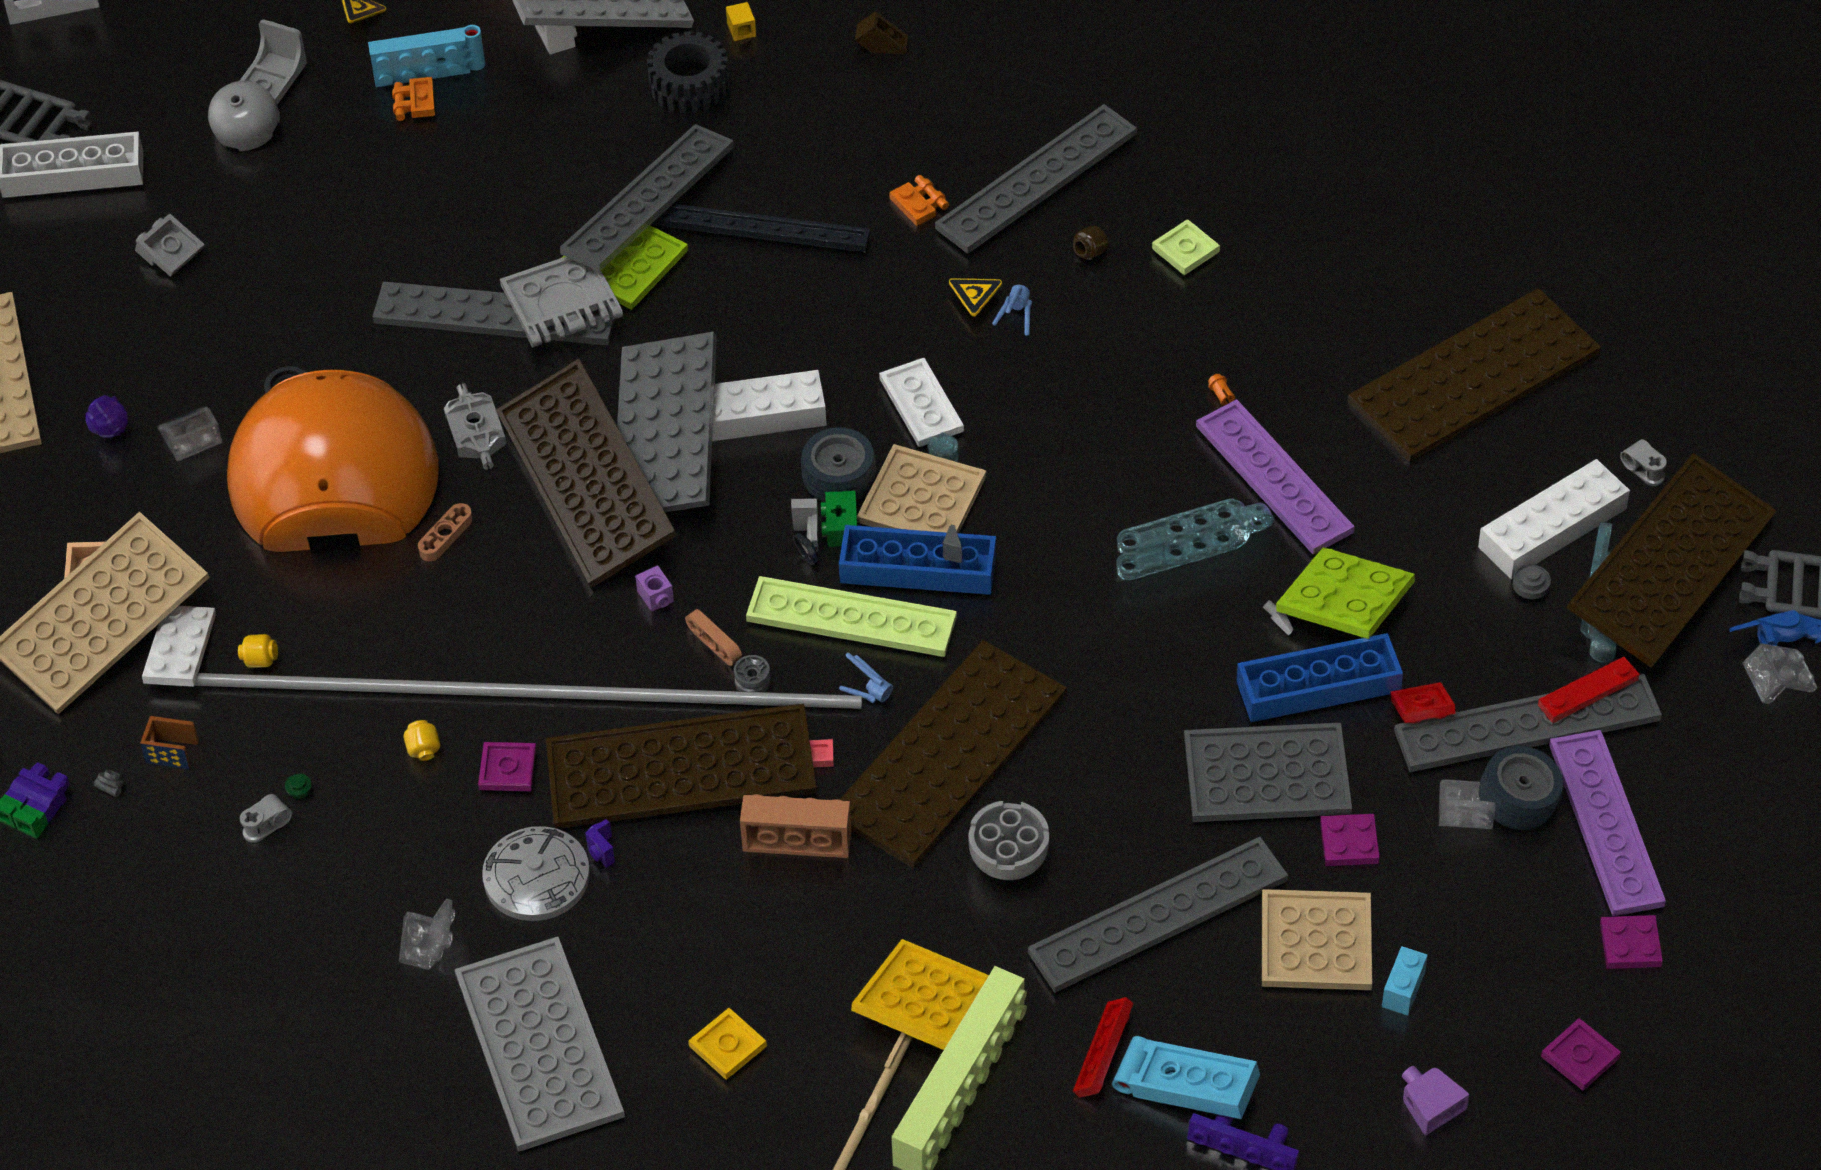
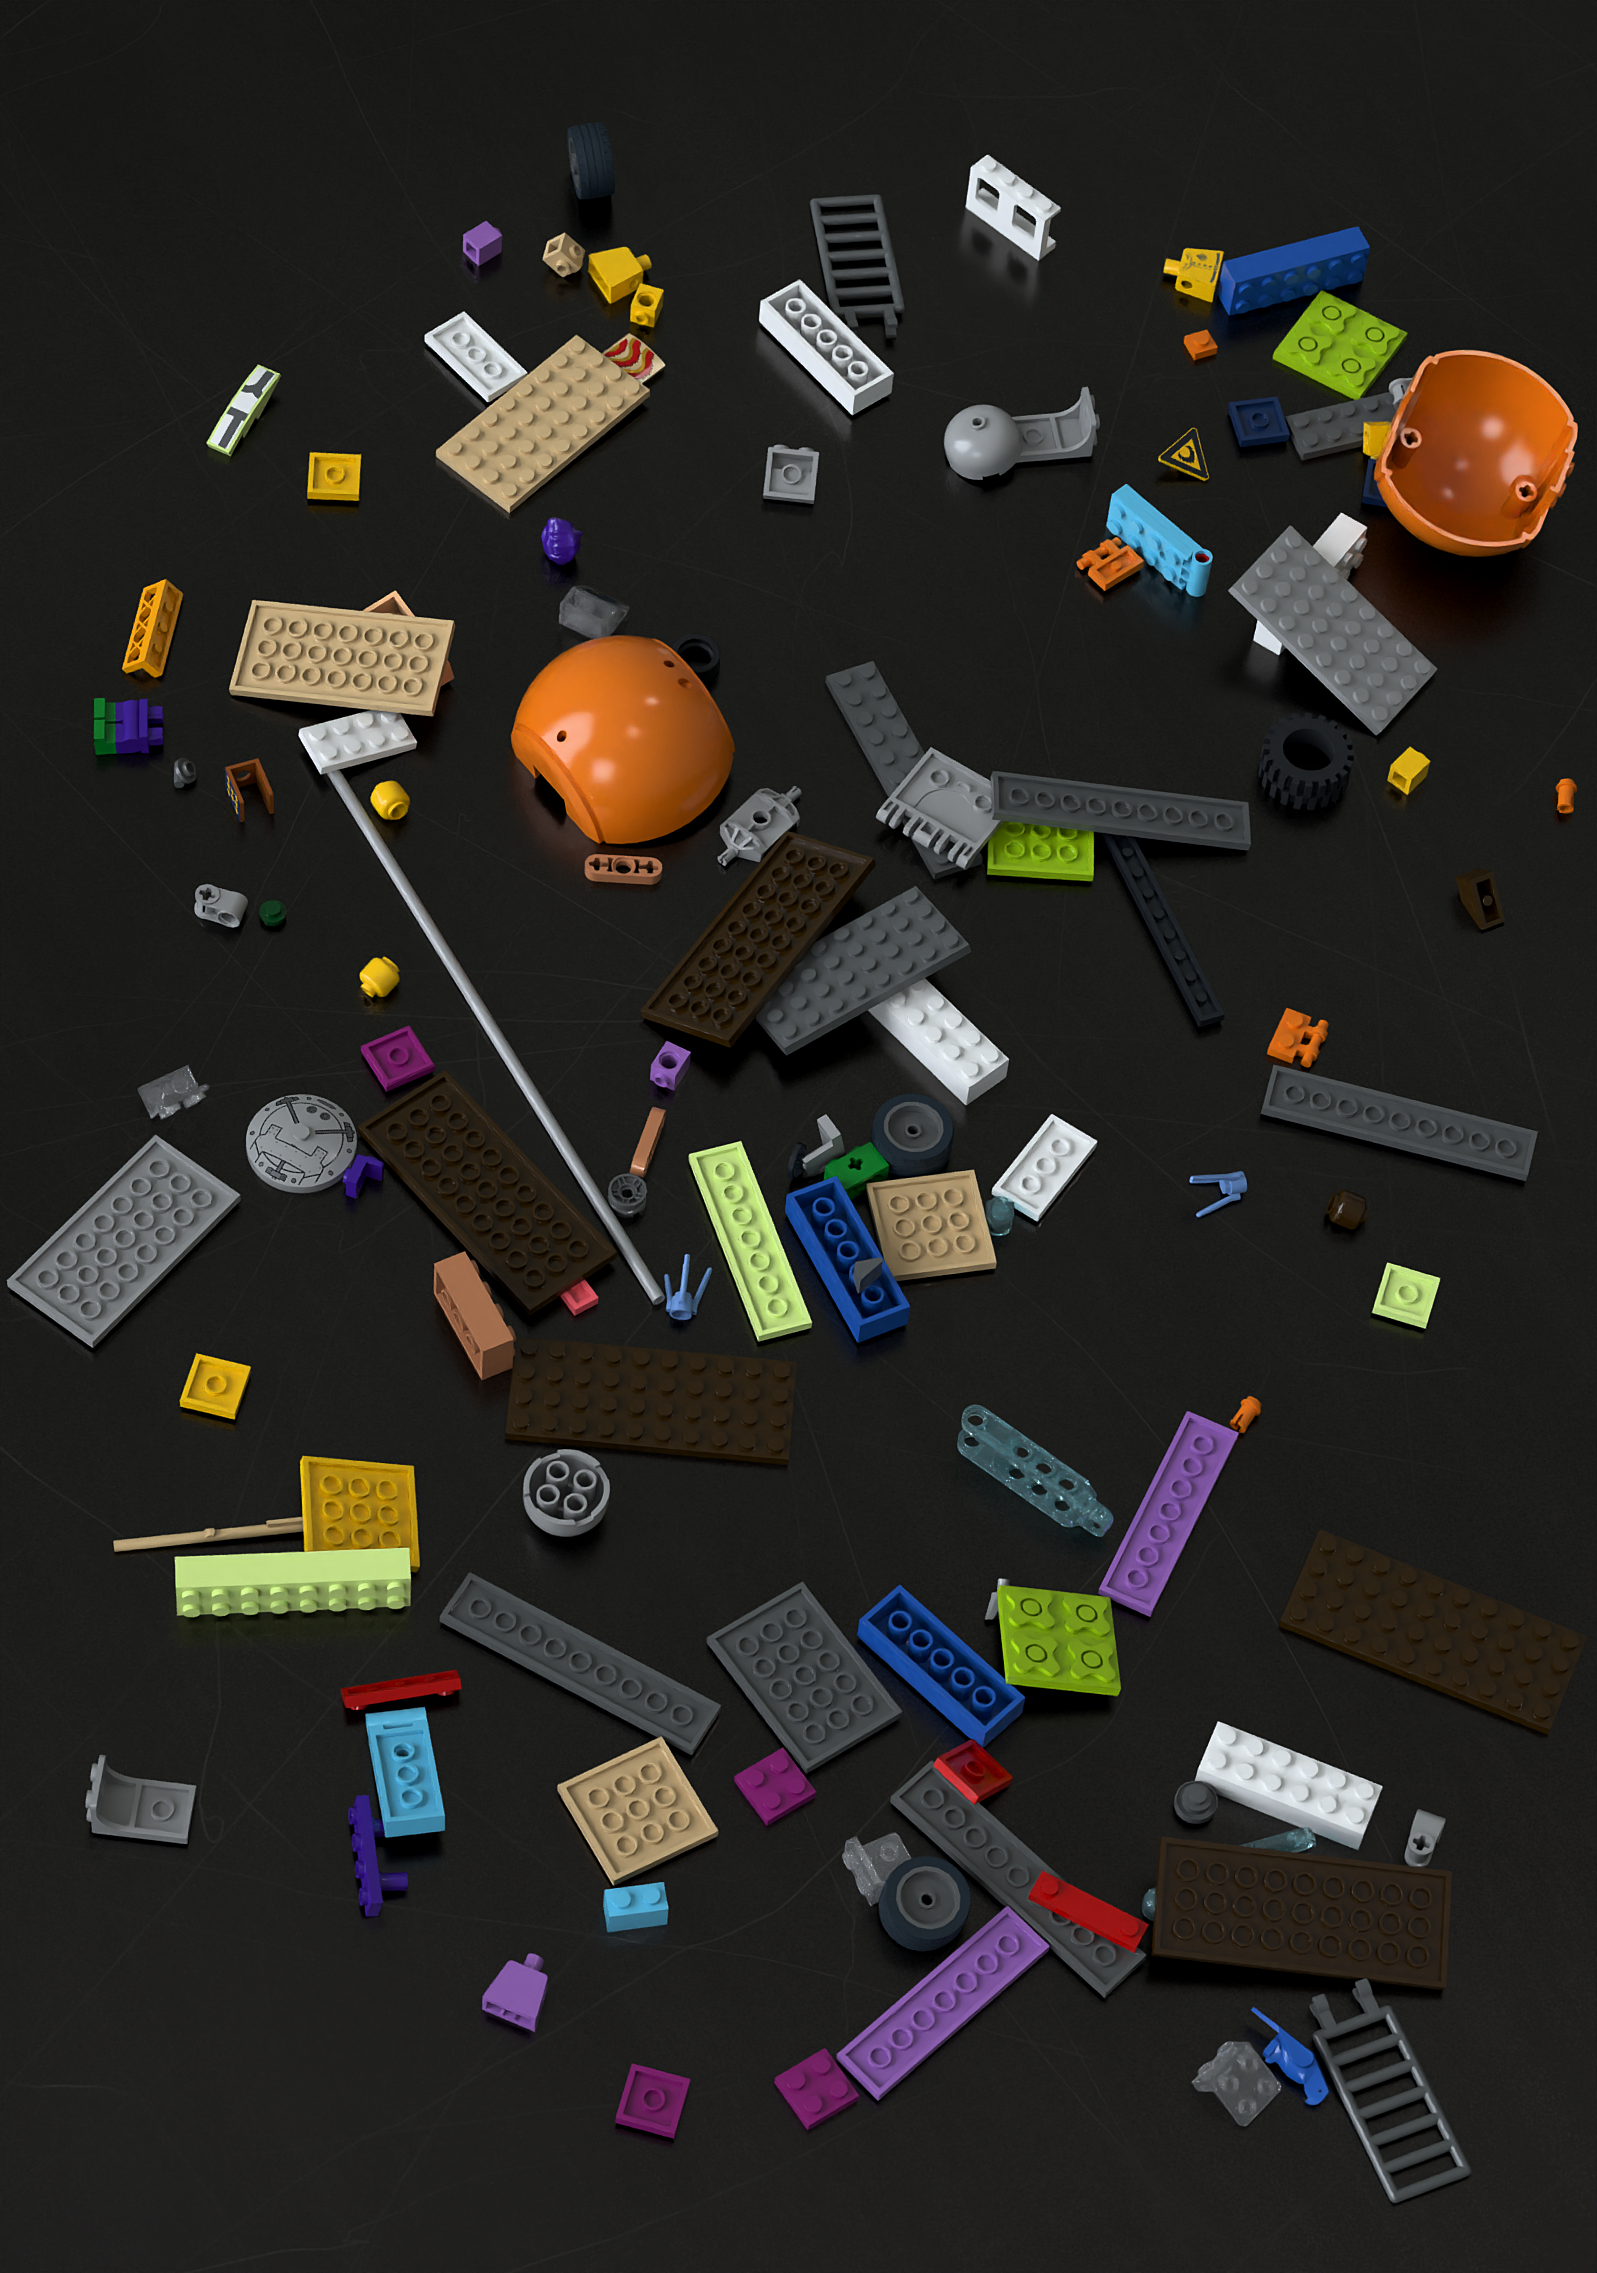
camera: 50 degrees right, 5 degrees up
(975, 292) = (1210, 1143): black piece -> none

